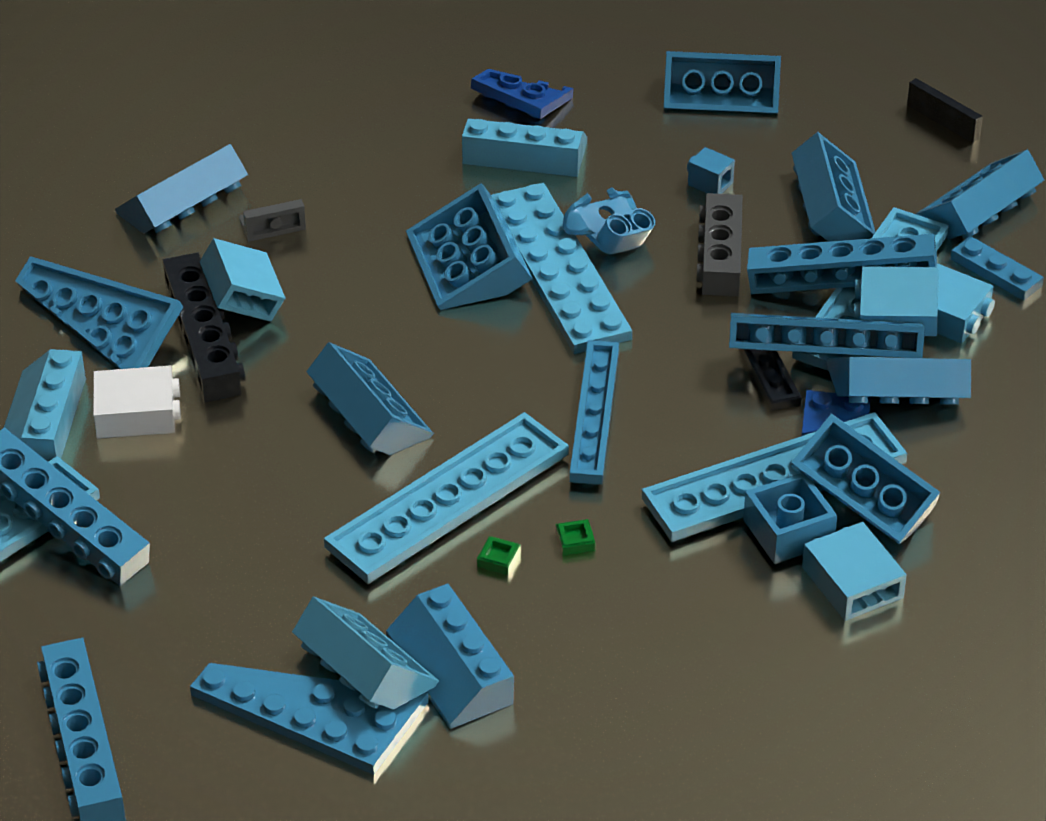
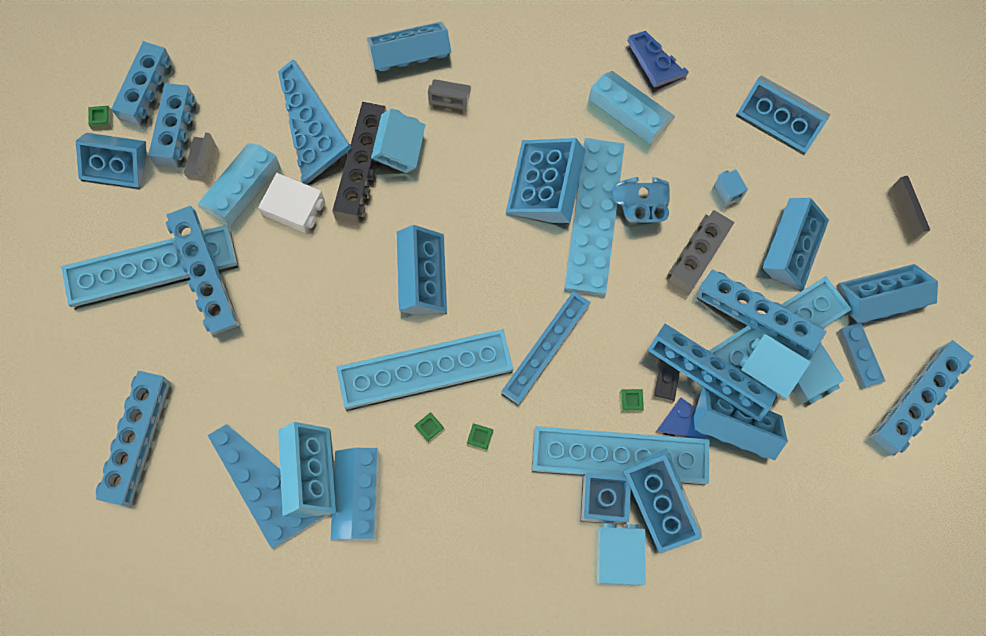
camera: 25 degrees right, 30 degrees up
(747, 421) = (632, 400): none -> green tile

